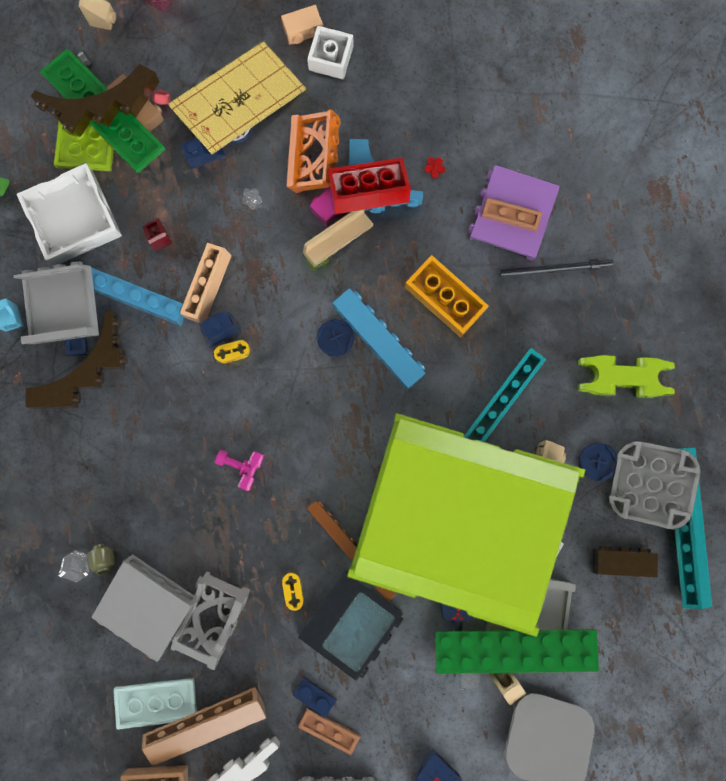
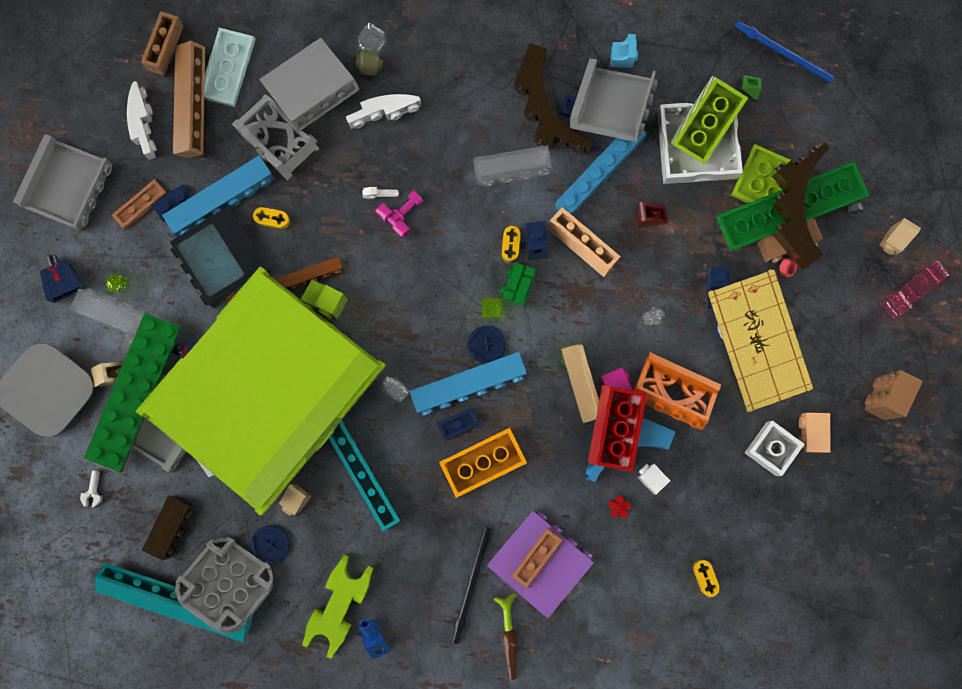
camera: 115 degrees right, 0 degrees up
(44, 208) = (708, 119): none -> lime brick
(137, 519) = (389, 105): none -> white slope
(154, 378) = (512, 165): none -> clear brick
(230, 499) = (373, 192): none -> white bar
(268, 329) = (518, 284): none -> green brick
(292, 652) = (223, 193): none -> dark azure brick
(300, 345) = (491, 308): none -> clear neon green plate
(353, 504) = (324, 299): none -> lime brick
(398, 144) = (653, 478): none -> white brick
(410, 403) = (395, 388): none -> clear brick
(416, 720) = (115, 283): none -> clear neon green tile
(419, 334) = (458, 424): none -> dark blue plate
(448, 712) = (107, 311): none -> clear brick
(467, 75) = (710, 577): none -> yellow beam
(586, 218) = (509, 636): none -> reddish brown piece
(621, 652) = (97, 499): none -> white bar
(639, 334) = (372, 637): none -> blue bracket

